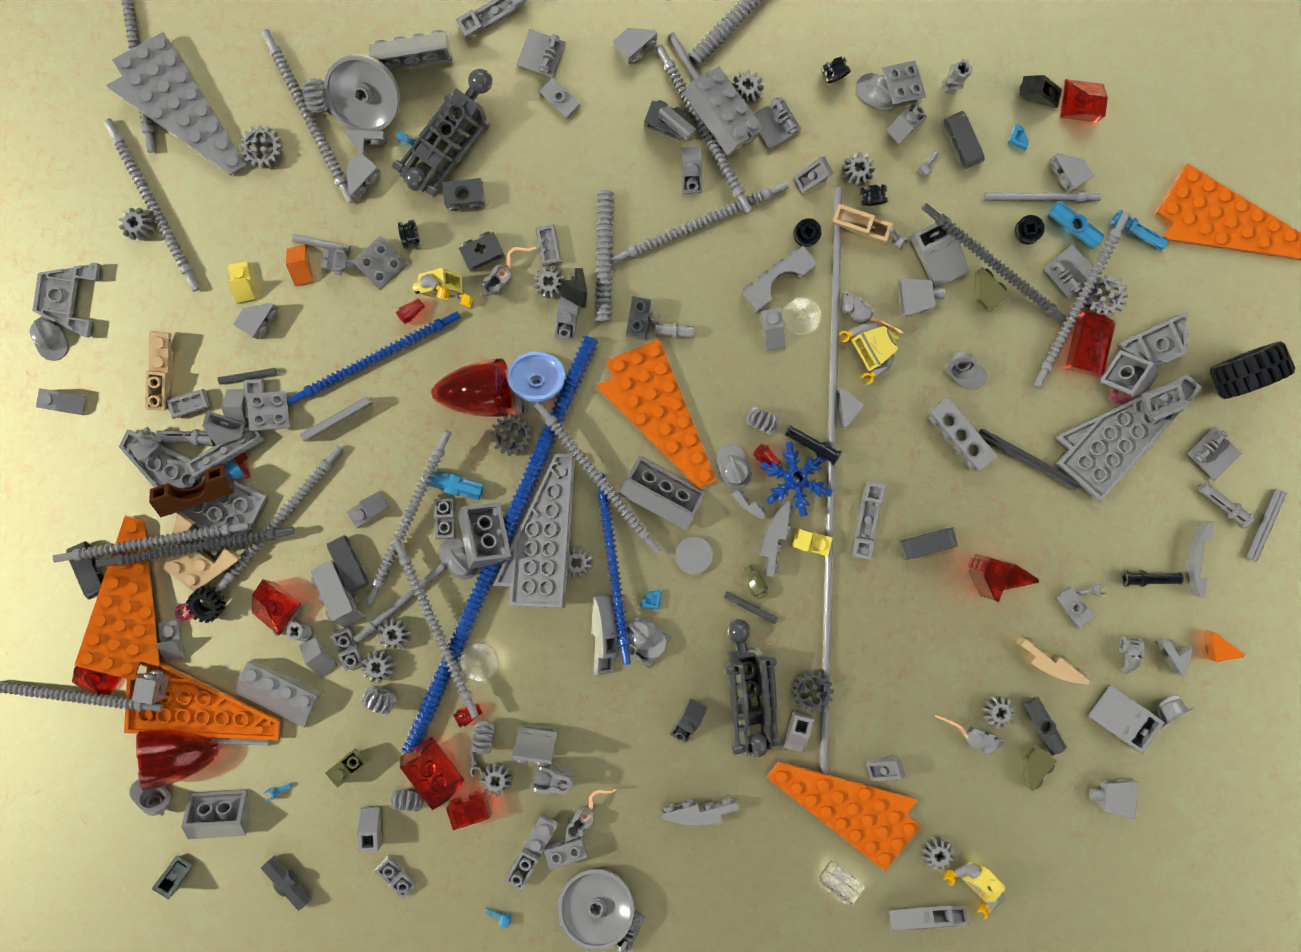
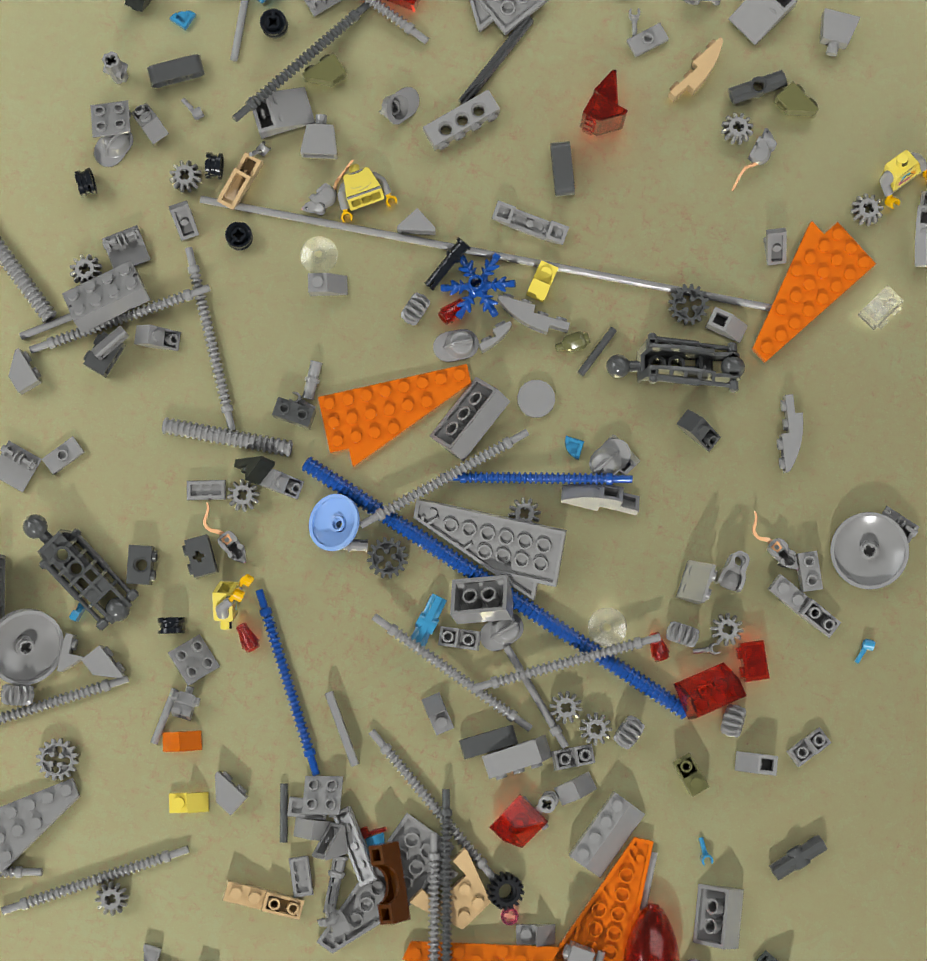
camera: 80 degrees left, 5 degrees down
(476, 389) = (336, 583): clear red cylinder -> none
(797, 264) = (290, 290): light grey arch -> none

